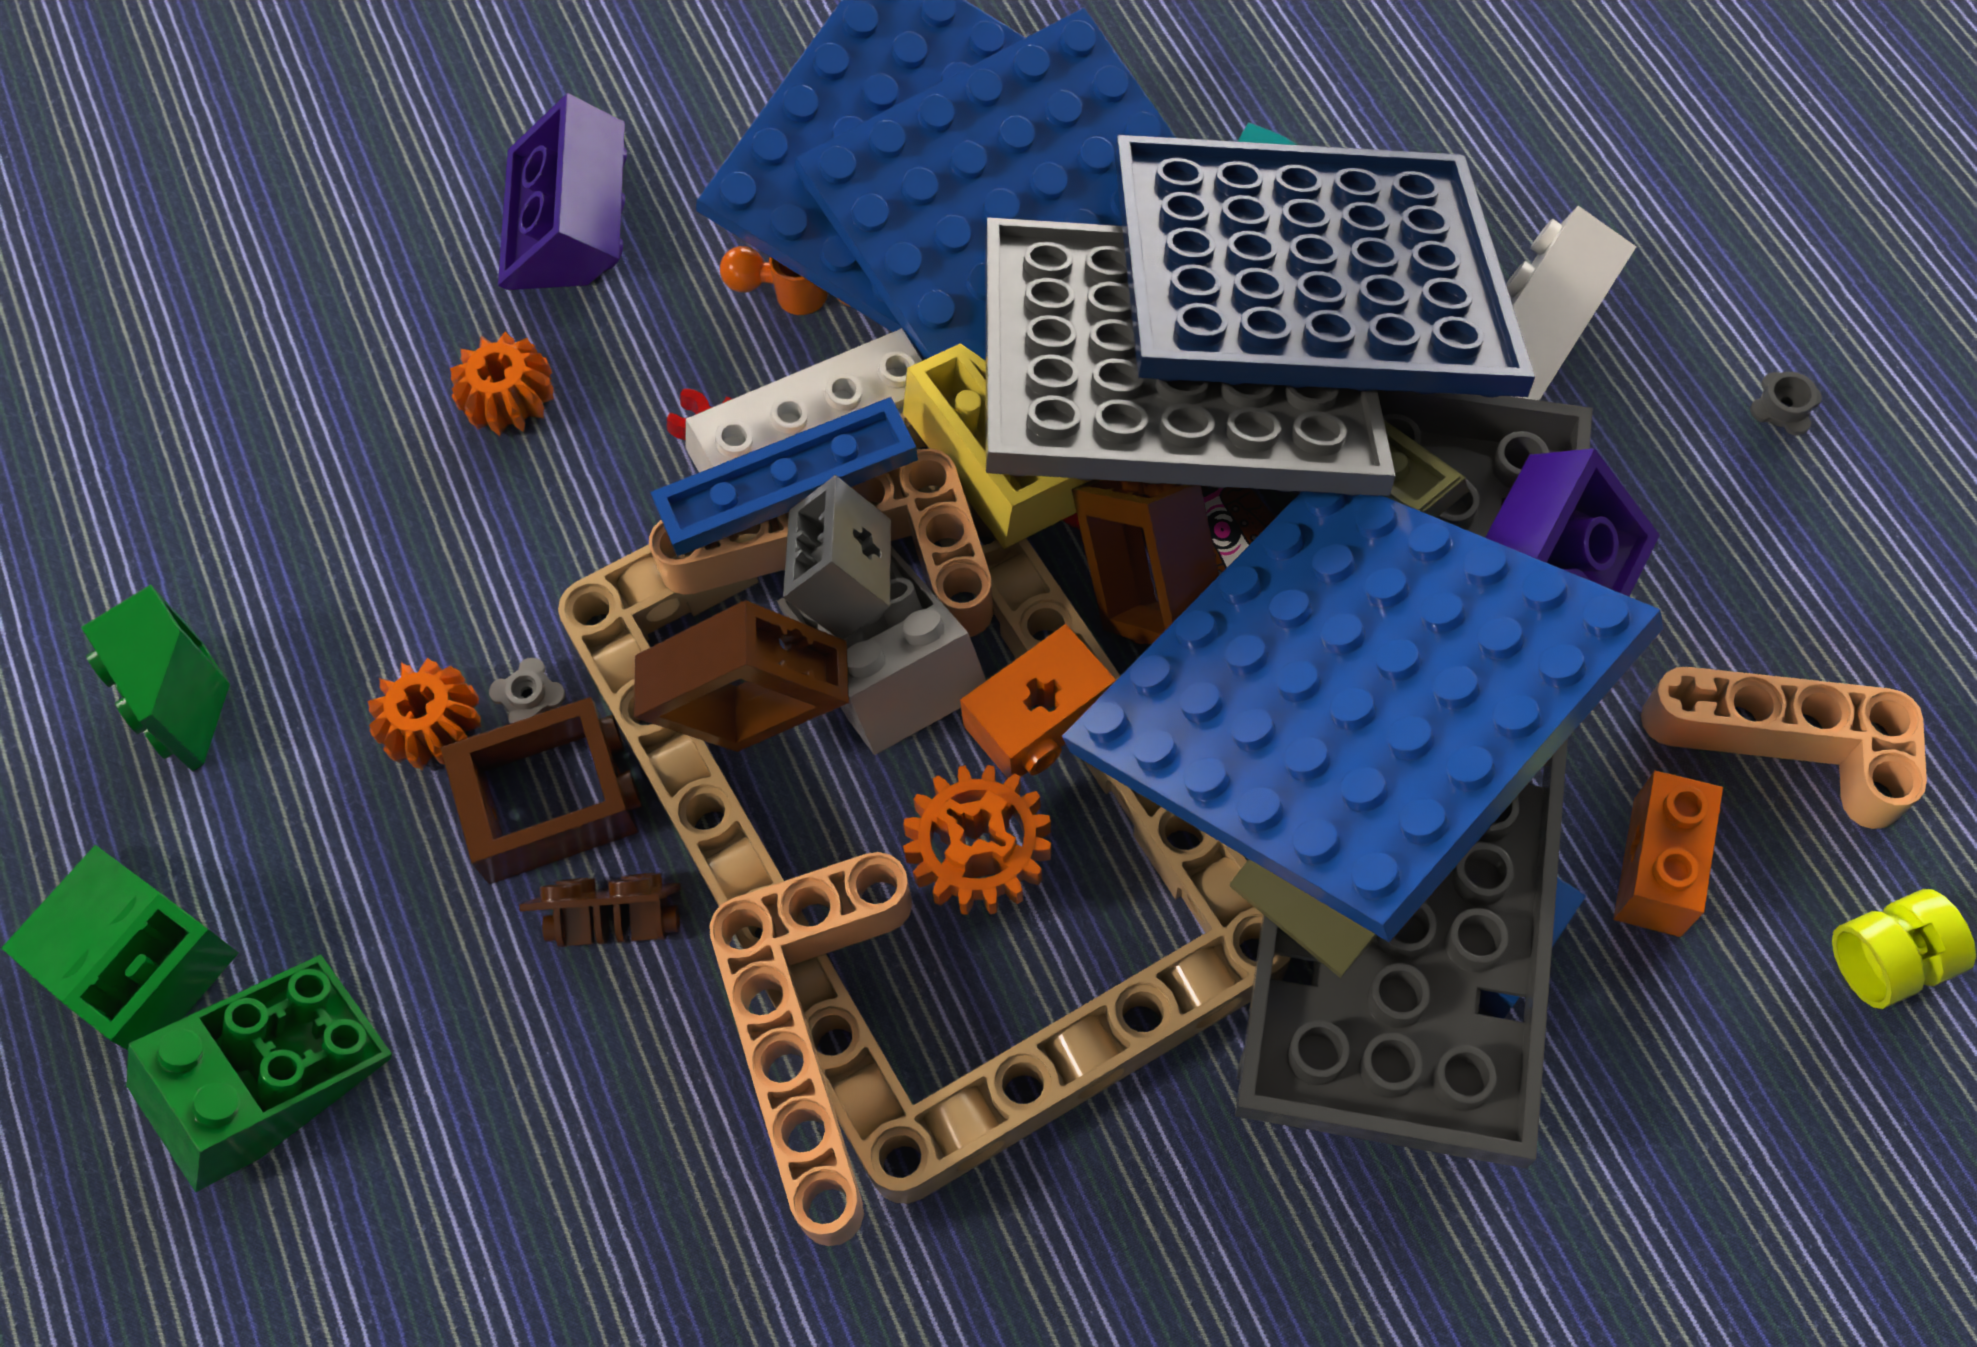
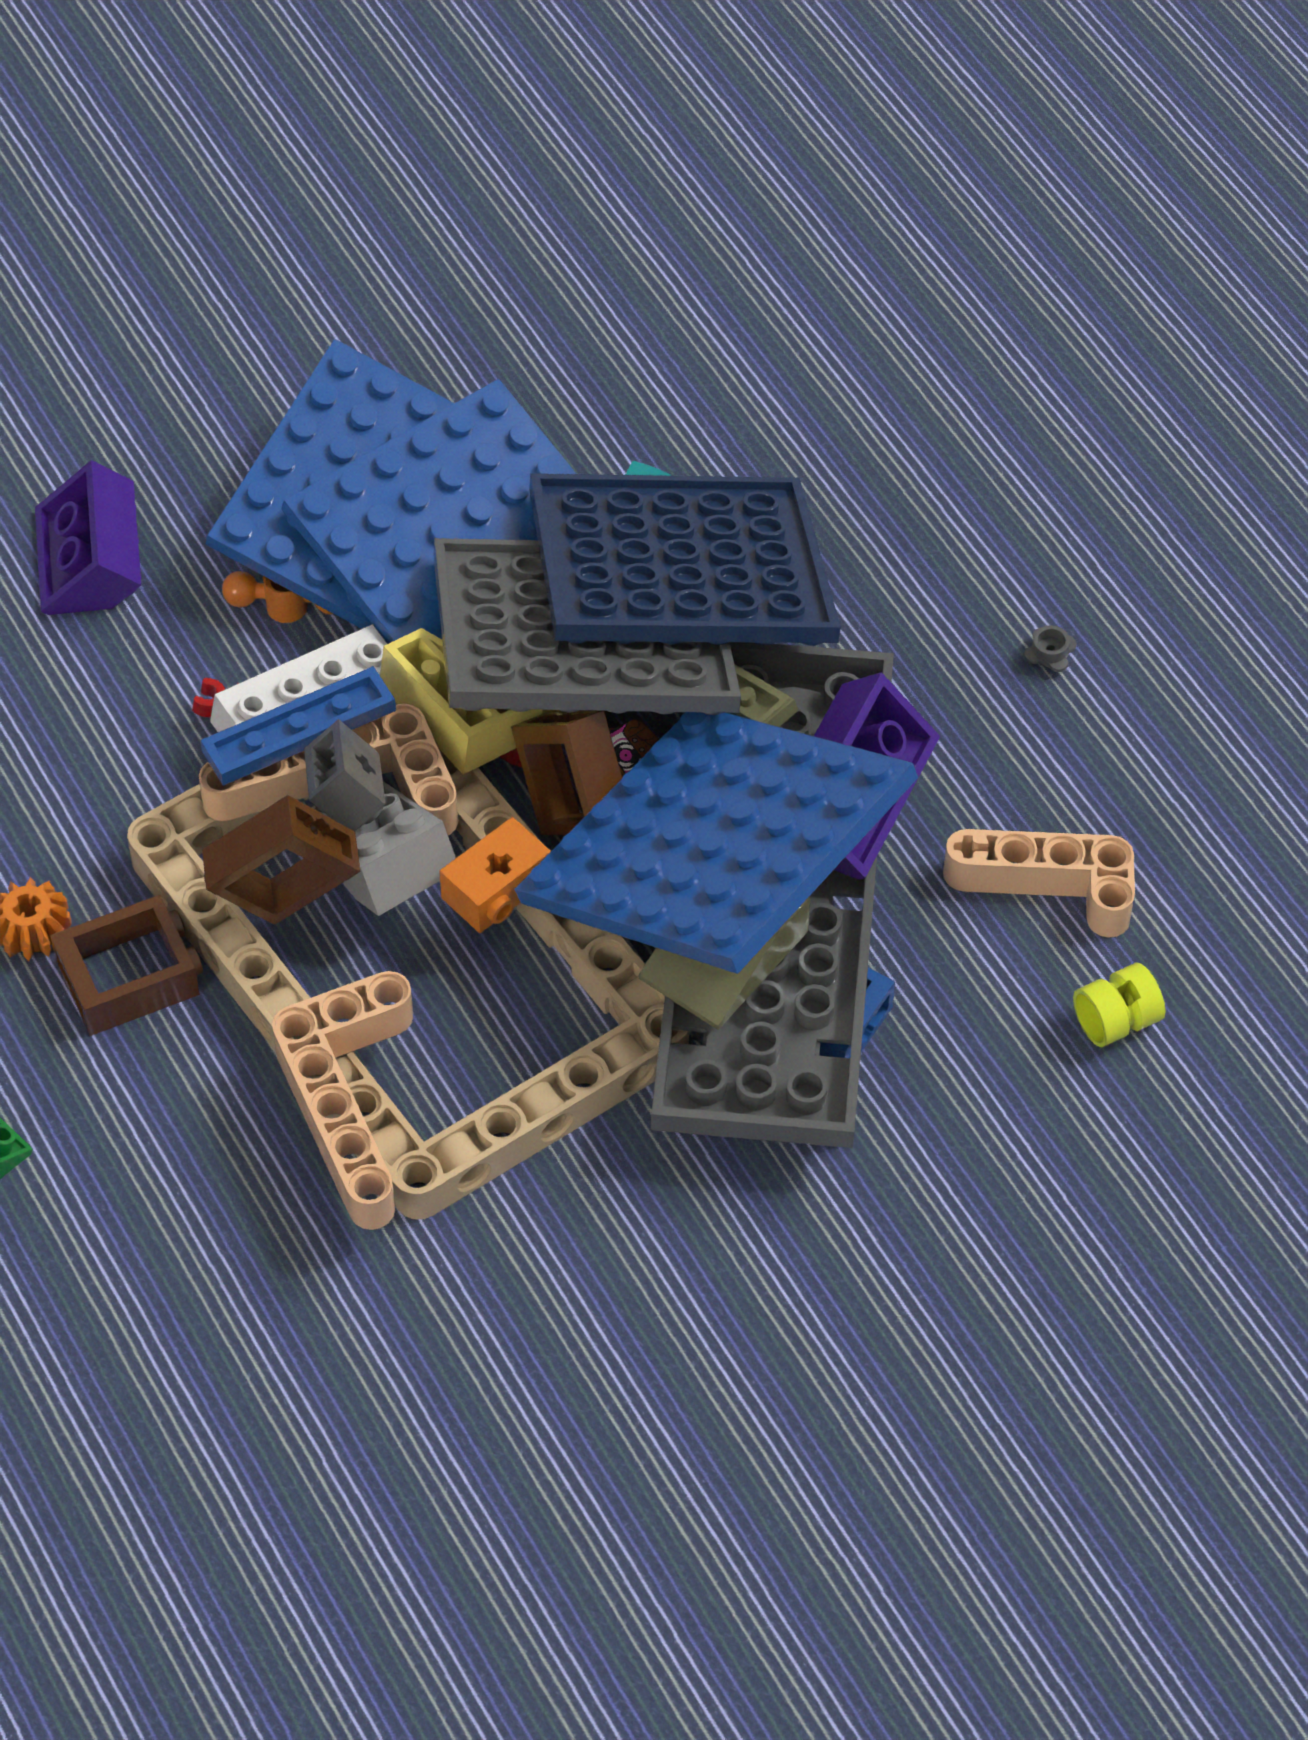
camera: 10 degrees left, 10 degrees down
(502, 383) = (57, 682): orange gear -> none
(532, 676) = (104, 890): light grey plate -> none
(573, 905) = (206, 1022): reddish brown hinge -> none
(971, 810) = (459, 966): orange gear -> none
(1564, 288) = (873, 579): white brick -> none
(1668, 854) = (955, 955): orange brick -> none

